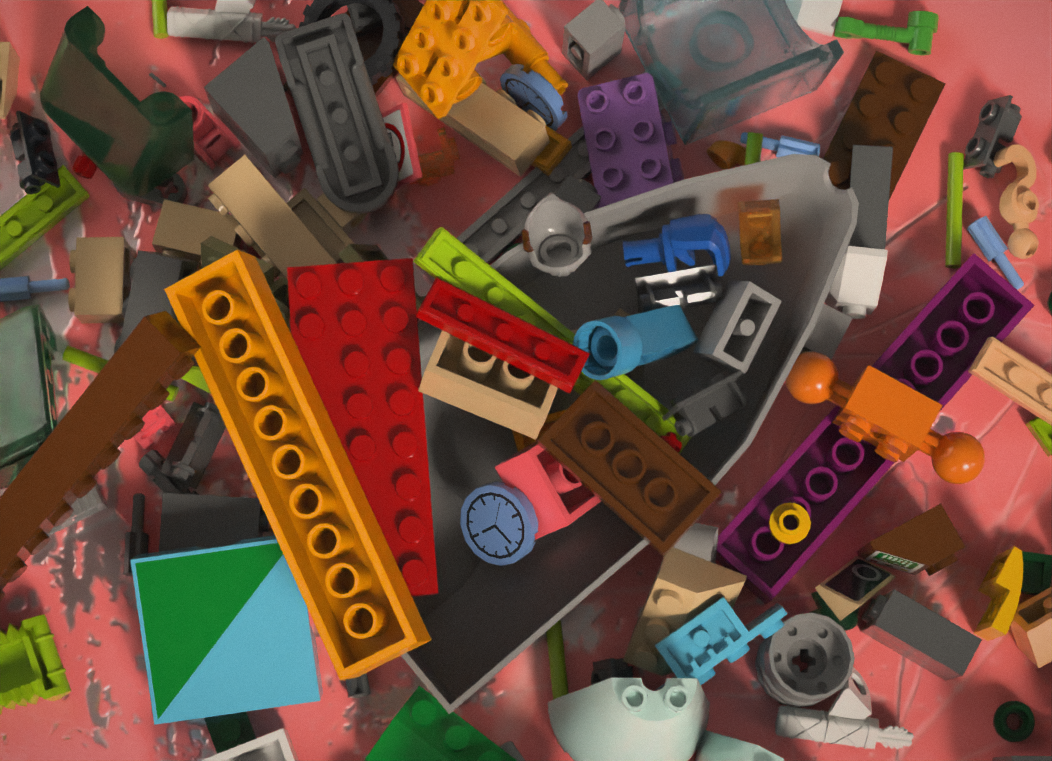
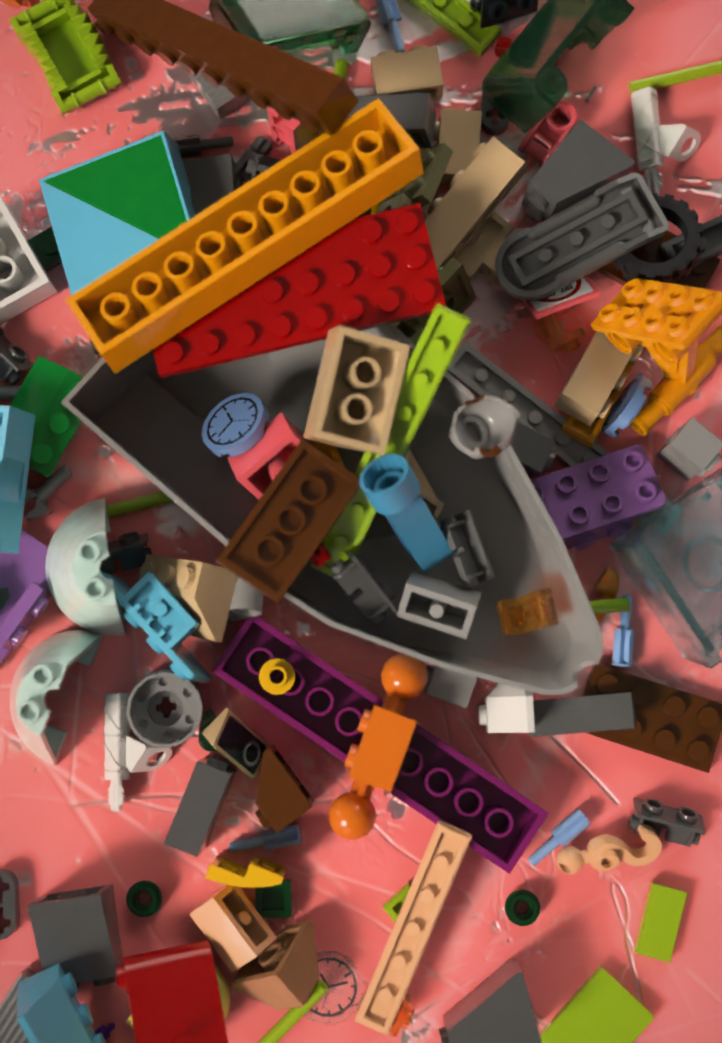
camera: 85 degrees right, 5 degrees up
(502, 335) = (383, 389): red tile -> none
(680, 240) = (509, 545): blue piece -> none
(954, 210) = (592, 795): lime piece -> none
(963, 570) = (270, 839): none -> light blue axle

